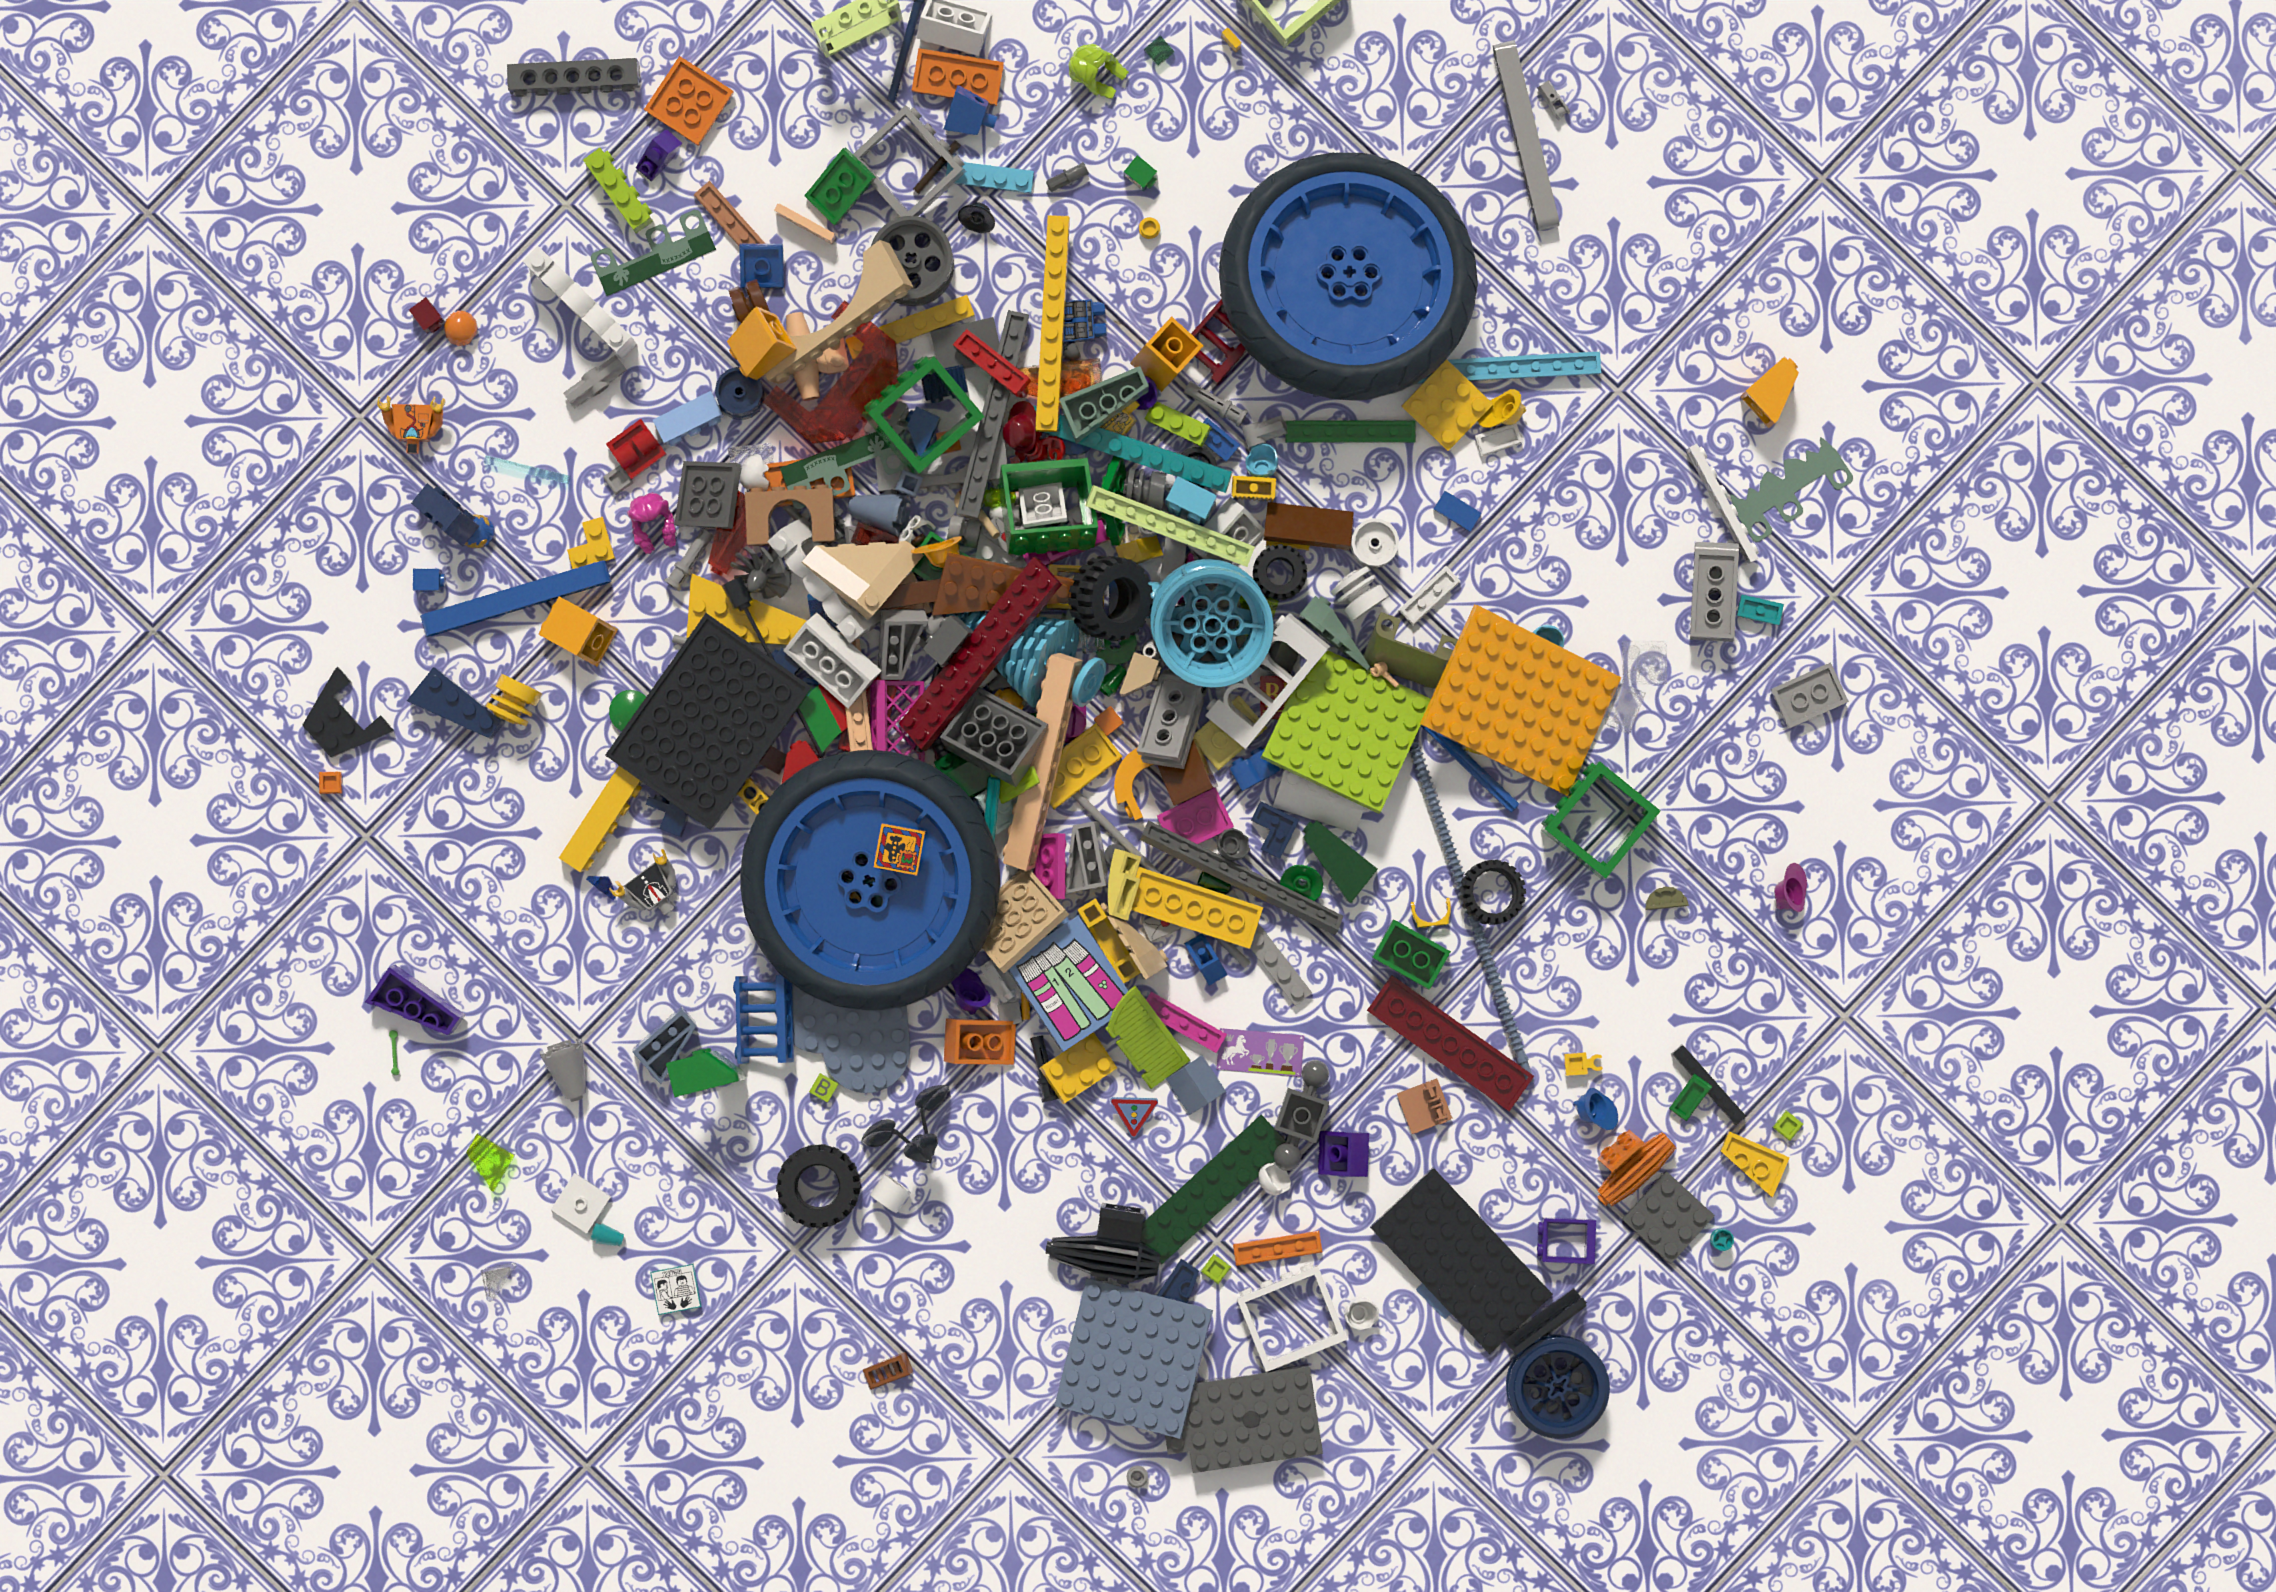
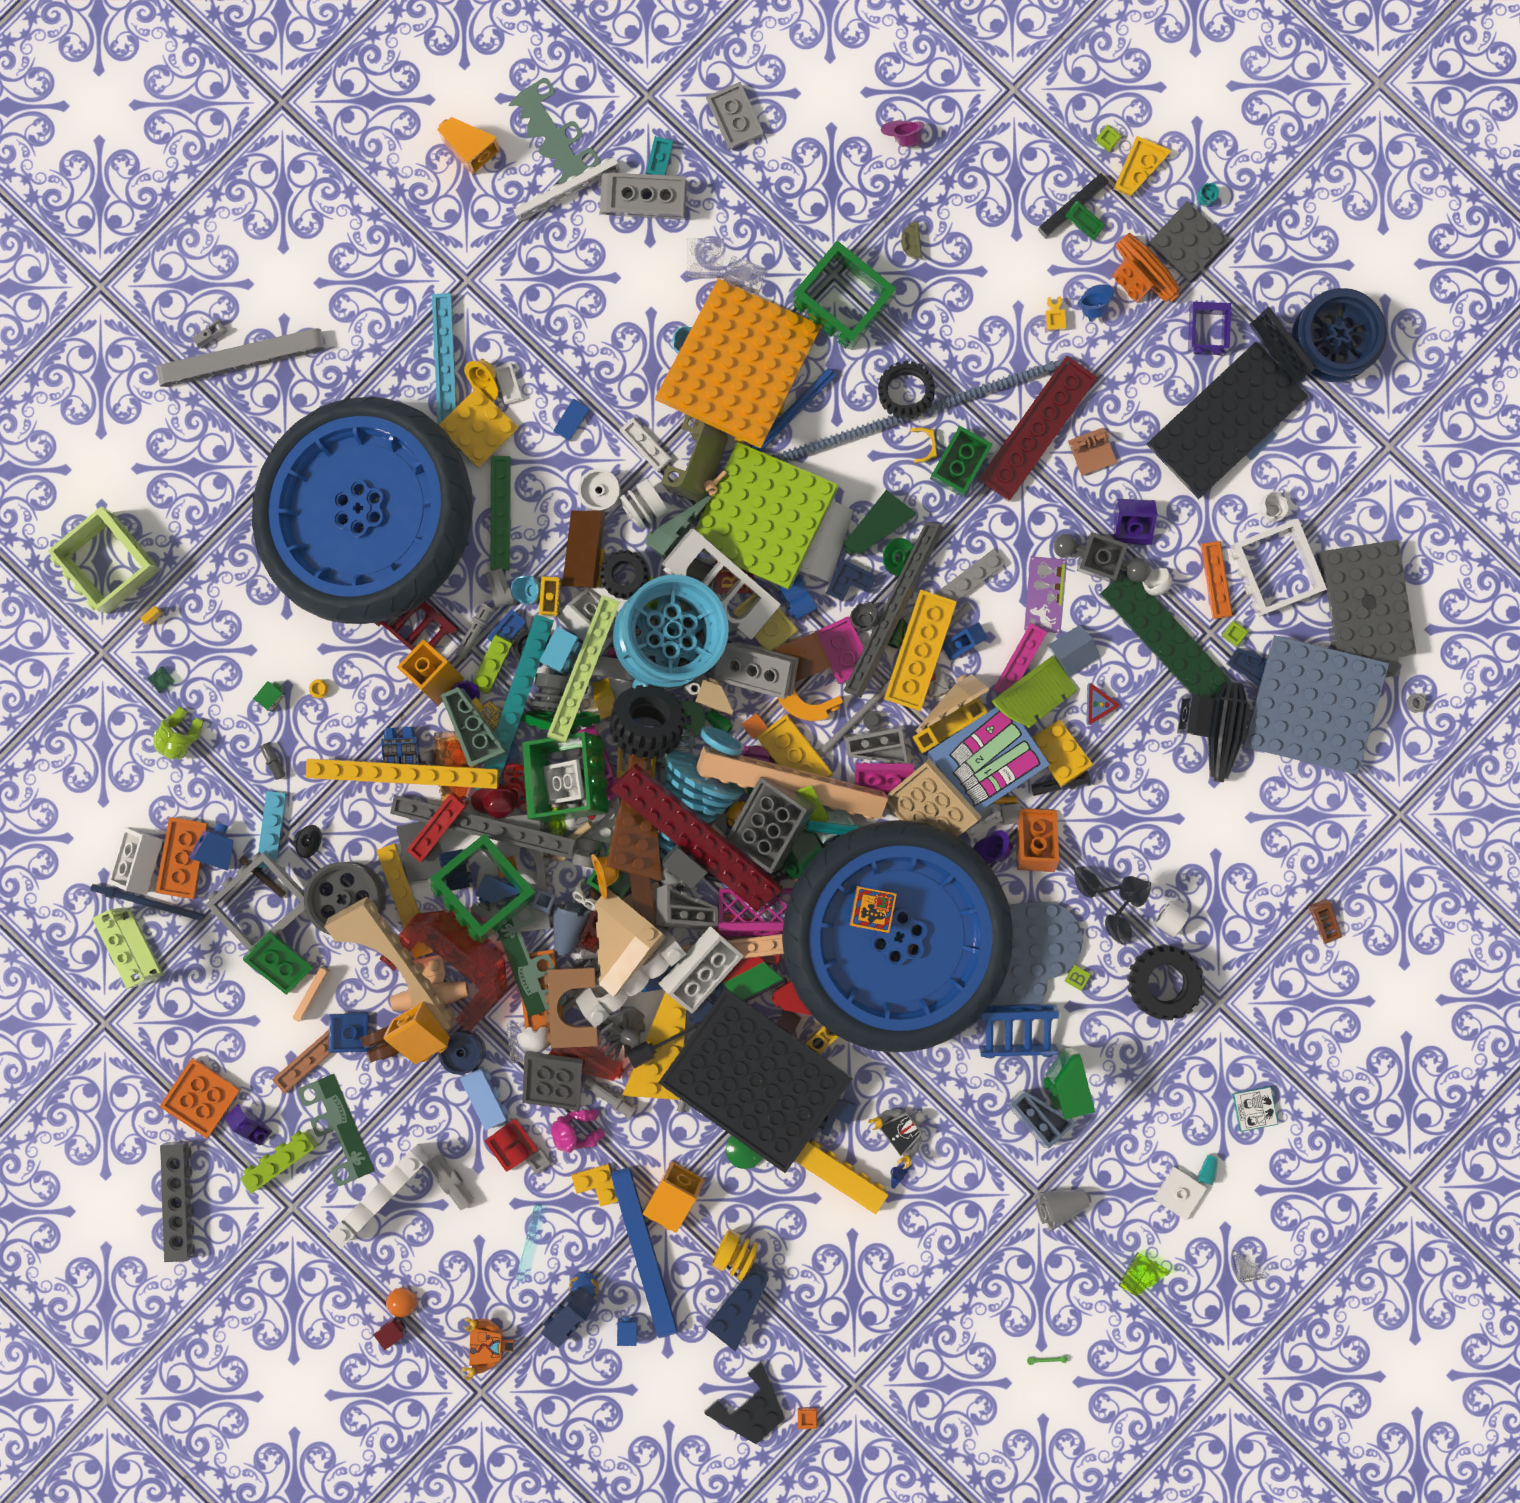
camera: 90 degrees left, 0 degrees up
(414, 1001) = (1003, 1342): dark purple wedge -> none
(1122, 883) = (899, 713): light yellow slope -> none

